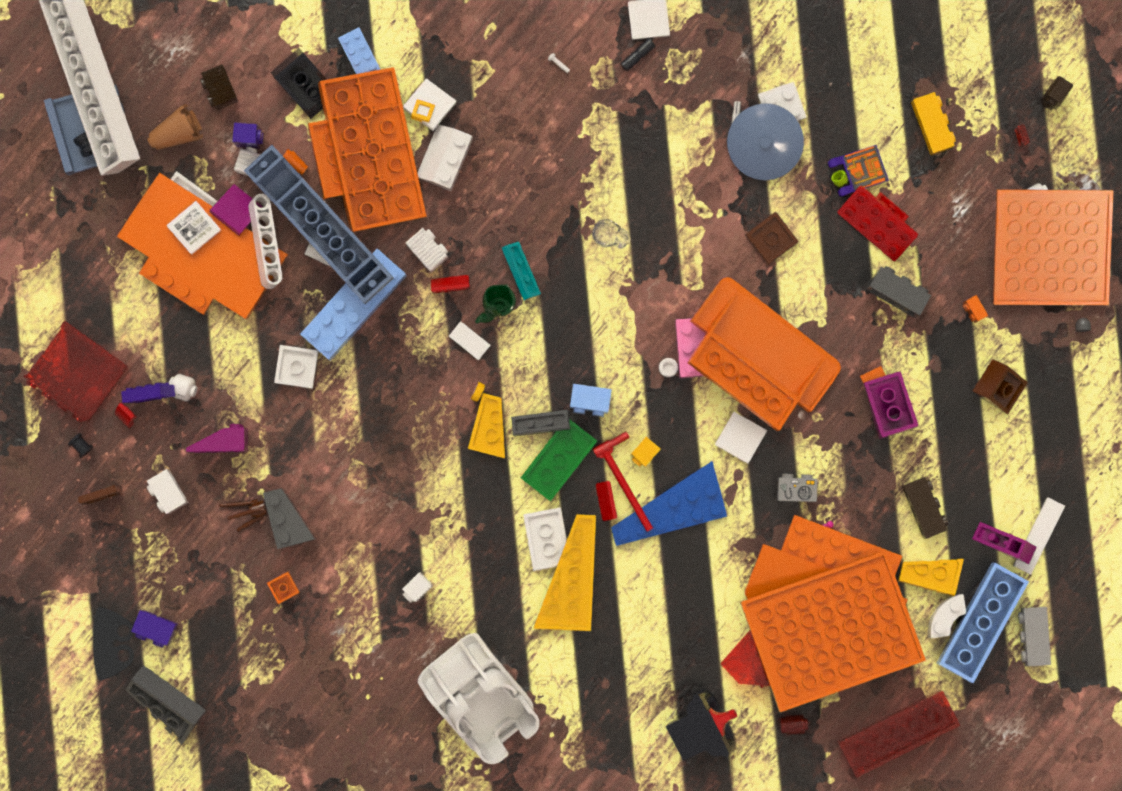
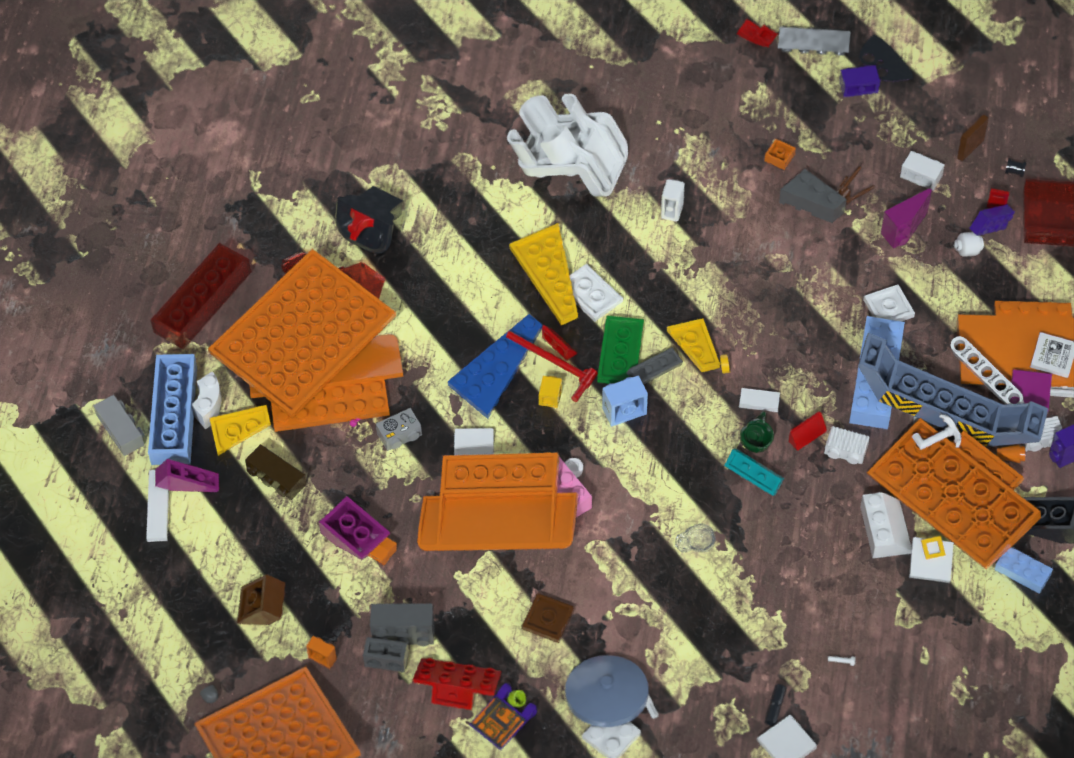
camera: 150 degrees right, 30 degrees down
(210, 744) = (753, 33): none -> red slope
(338, 200) = (948, 432): none -> white piece
(925, 274) = (385, 654): none -> dark grey brick

